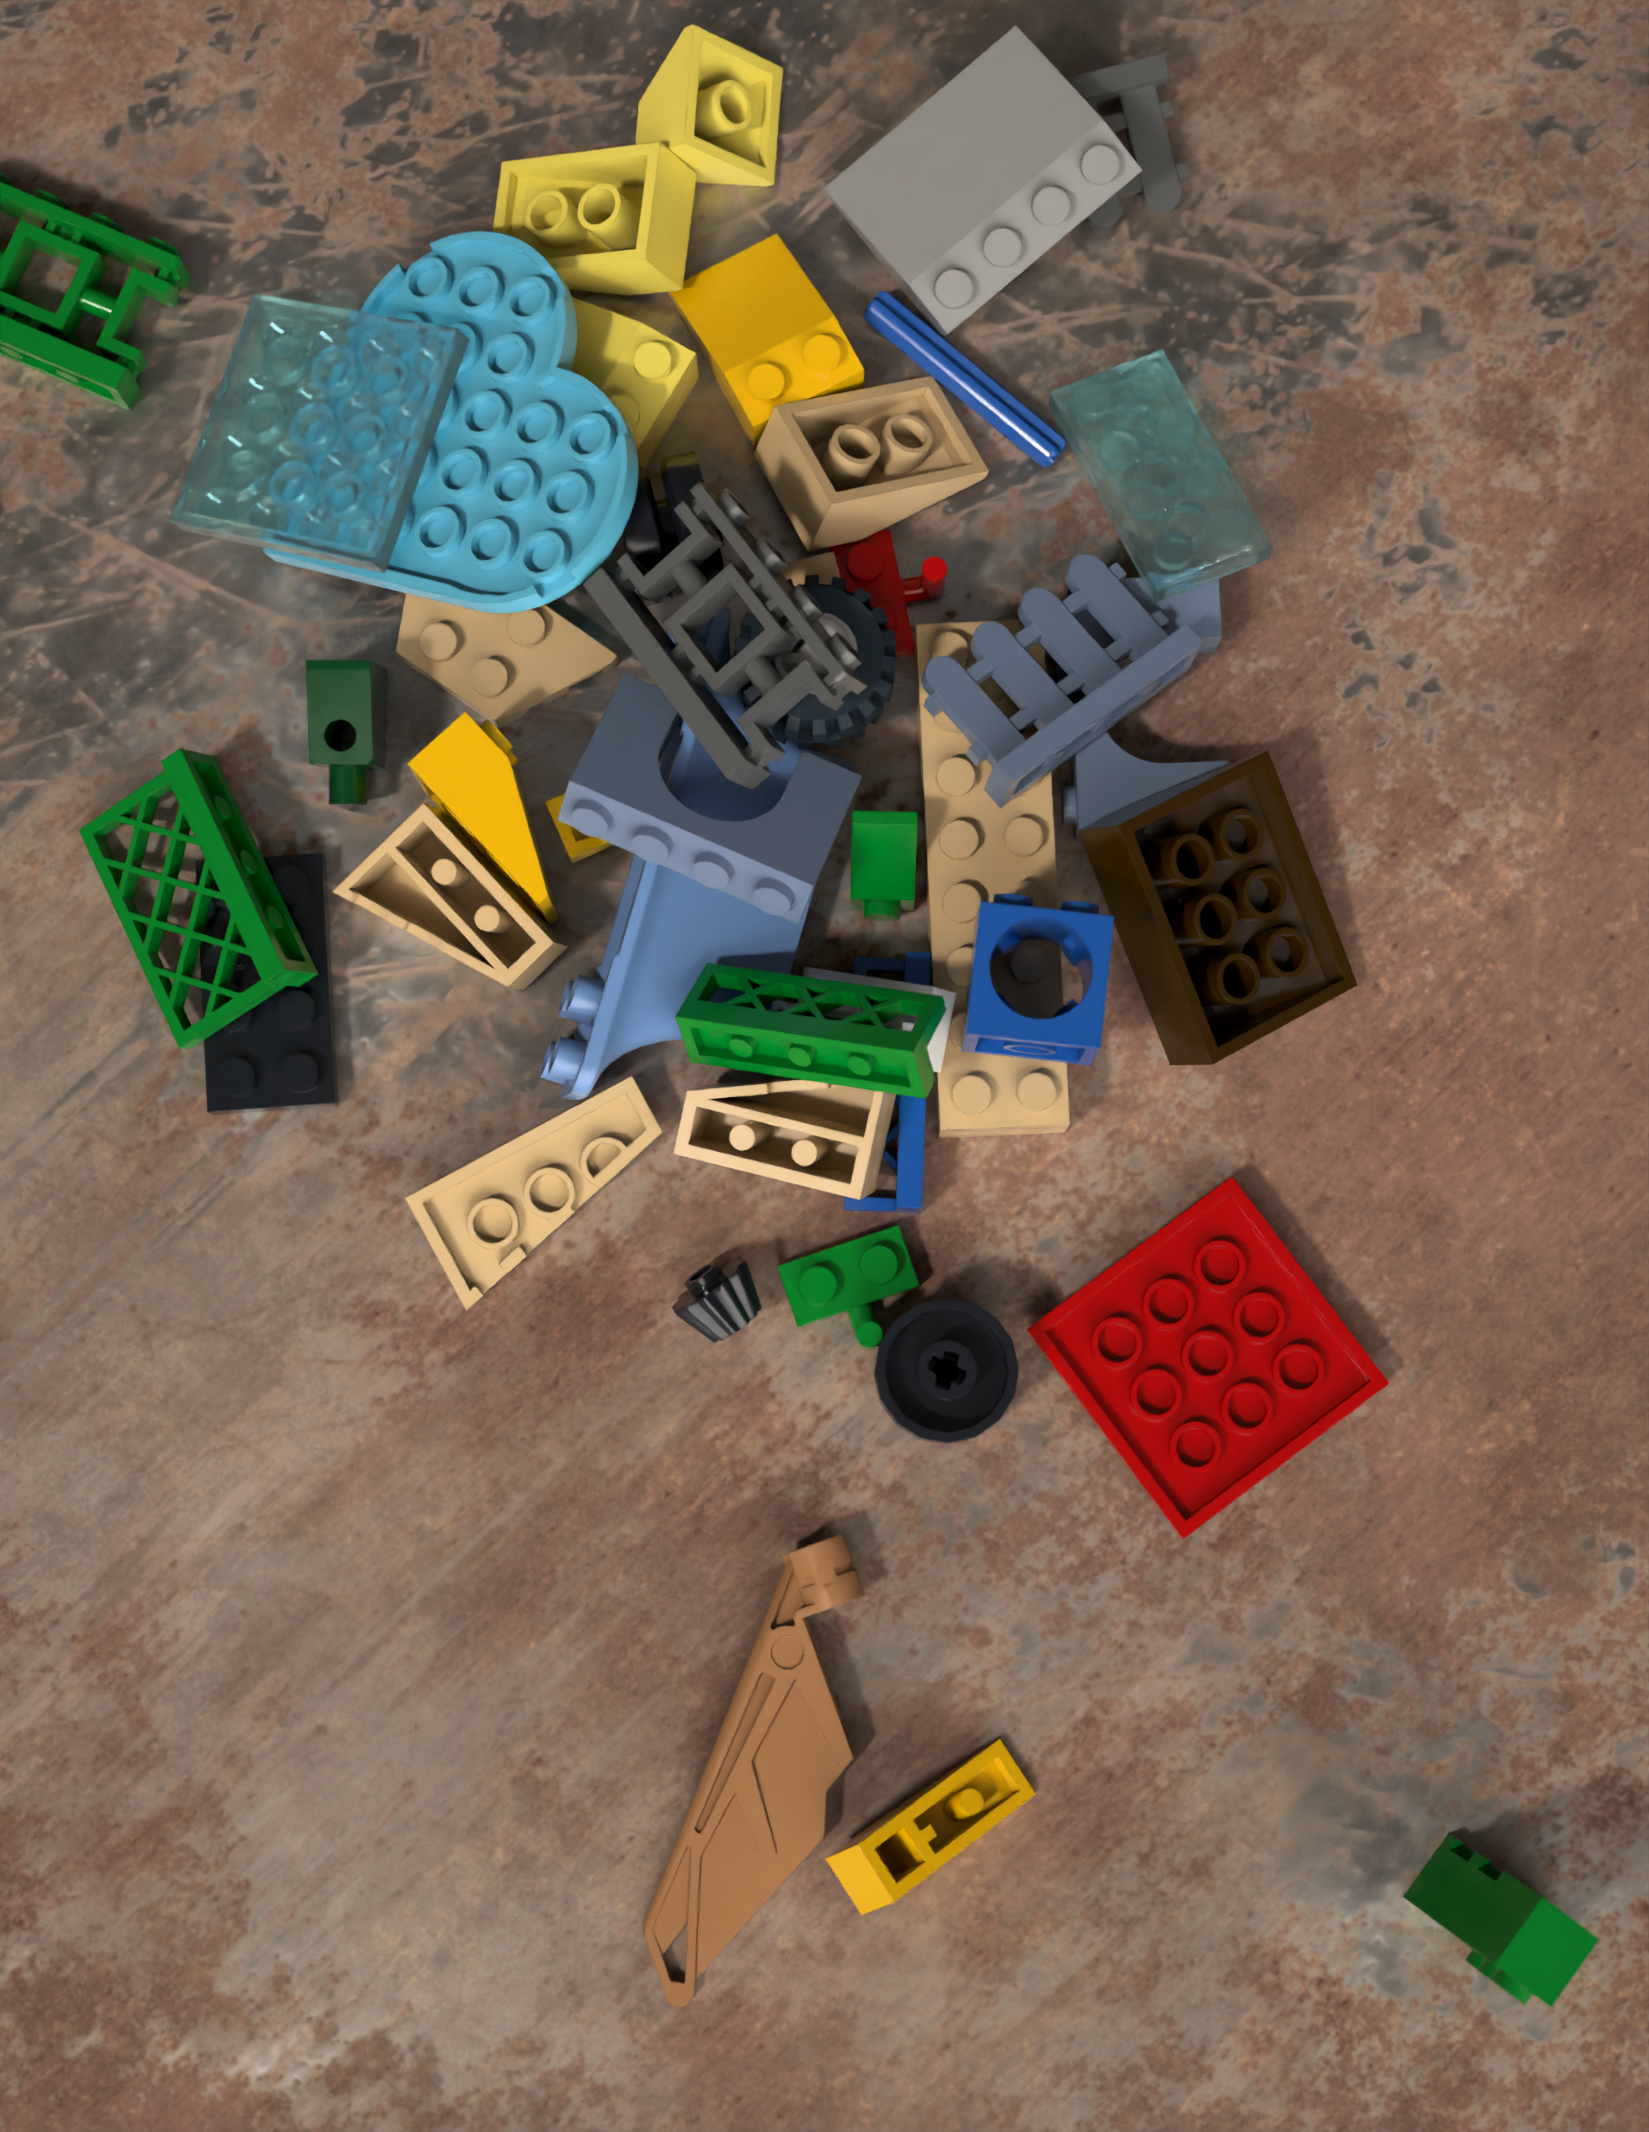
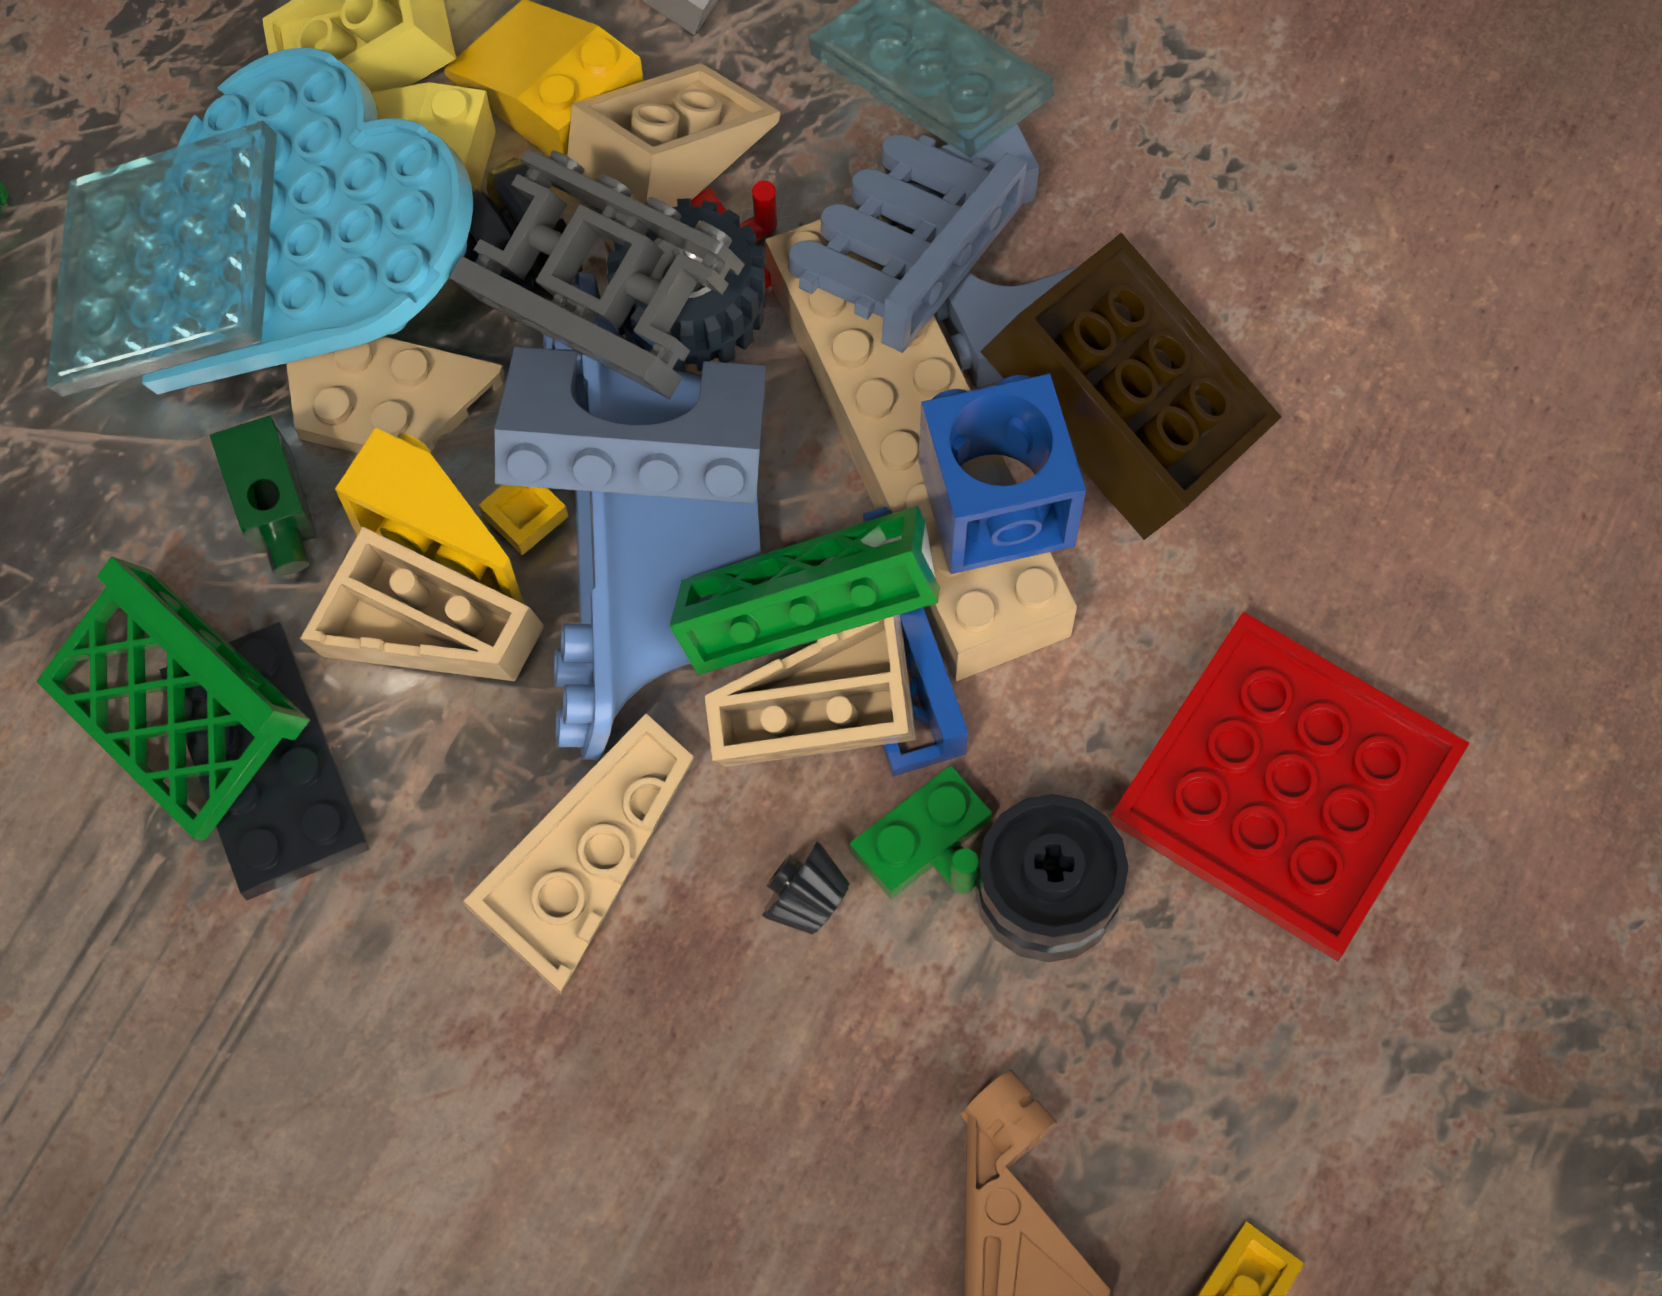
camera: 20 degrees left, 15 degrees down
(883, 863) = (811, 445): green slope -> none
(965, 379) = (731, 55): blue axle -> none

